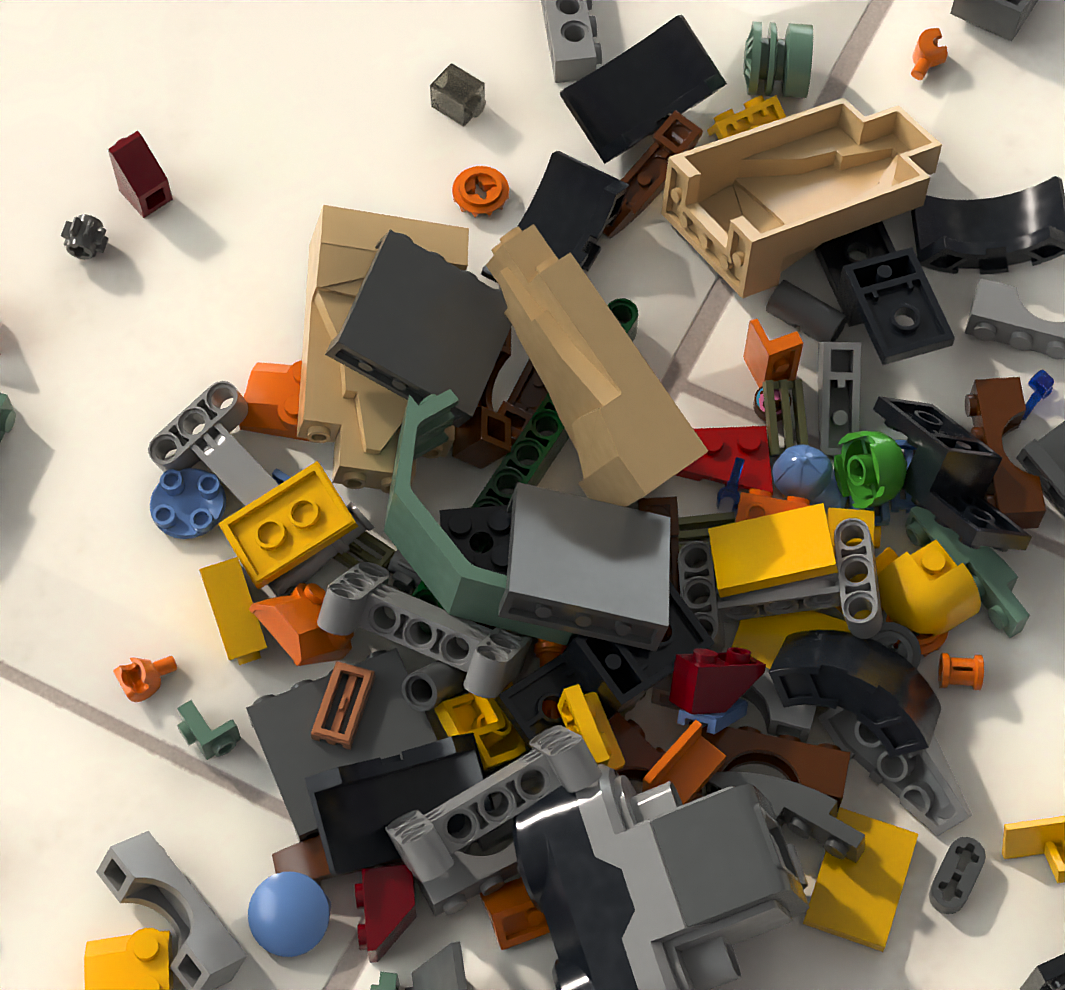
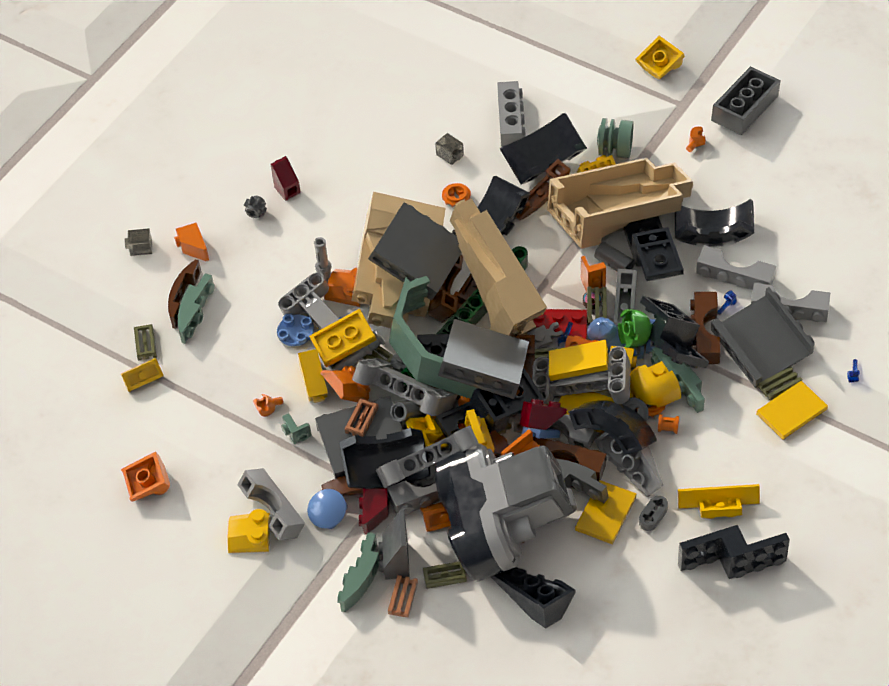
camera: 10 degrees right, 10 degrees down
(232, 361) = (322, 265): none -> light grey pin
(690, 488) = (543, 336): none -> light grey plate

